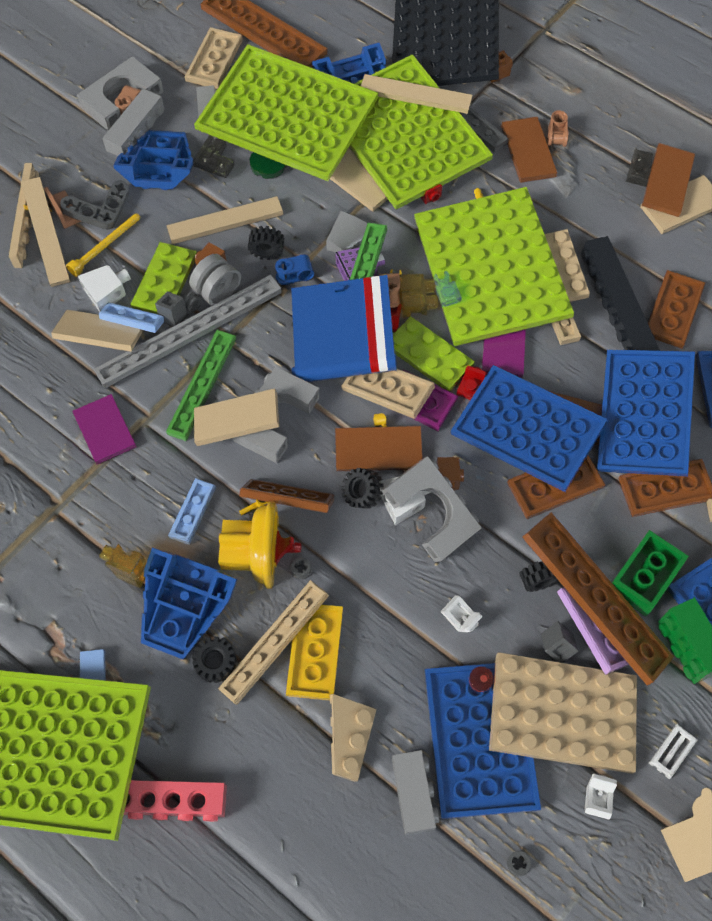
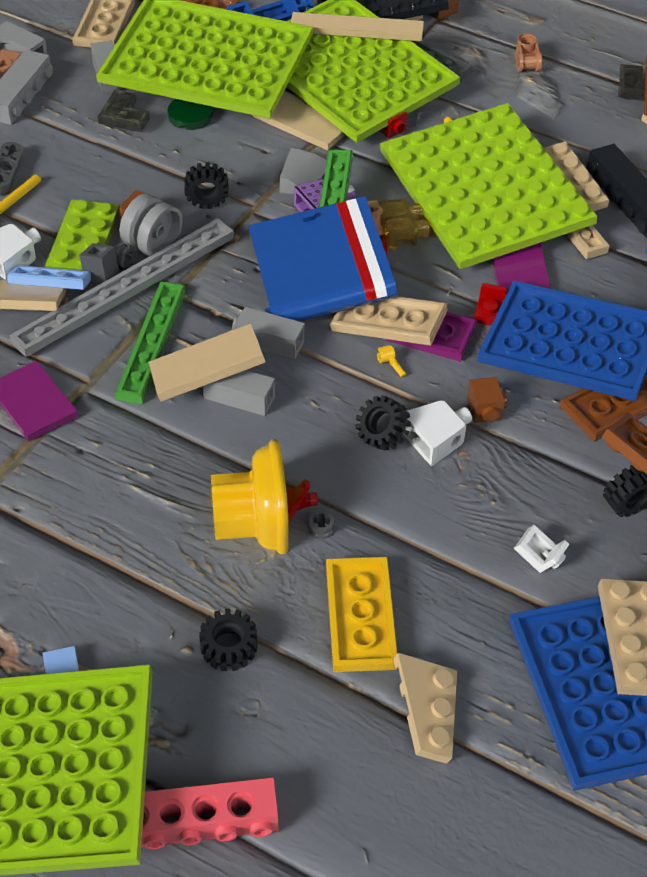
camera: 10 degrees left, 15 degrees down
(123, 566) = (90, 540): clear yellow hips -> none
(156, 160) = (54, 120): blue wedge -> none
(181, 601) = (171, 576): blue wedge -> none
(192, 511) = (165, 478): light blue tile -> none
(224, 220) = (146, 173): tan tile -> none
(253, 506) = (246, 462): yellow hand -> none
(273, 642) = (303, 609): tan tile -> none
(287, 495) = (296, 440): dark orange tile -> none
(296, 269) = (245, 211): blue piece -> none
(378, 448) = (406, 379): dark orange tile -> none
(414, 792) = (531, 761): light grey brick -> none
(430, 354) = (433, 281): lime plate -> none
(446, 291) = (439, 211): clear light blue plate -> none
(458, 523) = (466, 398): light grey arch -> none
(481, 679) = (586, 614): clear red tile -> none
(529, 149) = (499, 76): dark orange tile -> none

